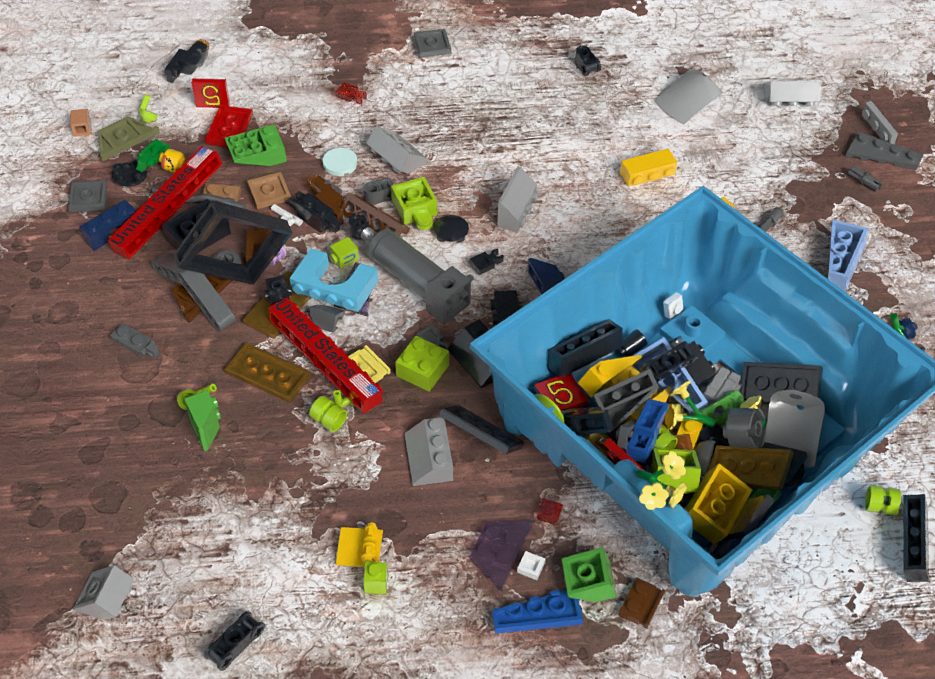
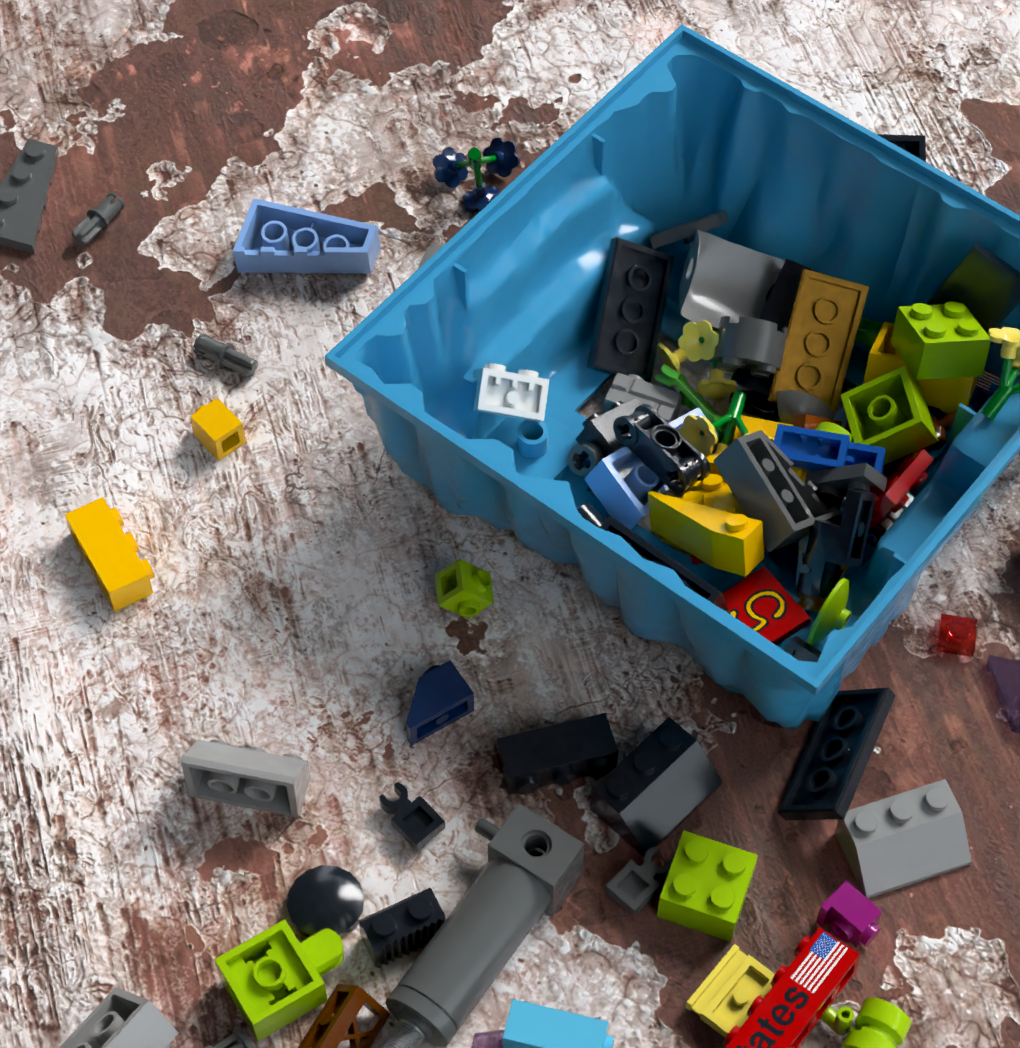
camera: 100 degrees left, 5 degrees up
(393, 419) = (850, 915): none -> magenta brick
(428, 245) = (401, 927): none -> black brick
(714, 306) = (510, 393): none -> white bracket
(719, 492) = (940, 341): none -> lime brick
(837, 415) = (687, 230): none -> dark grey plate

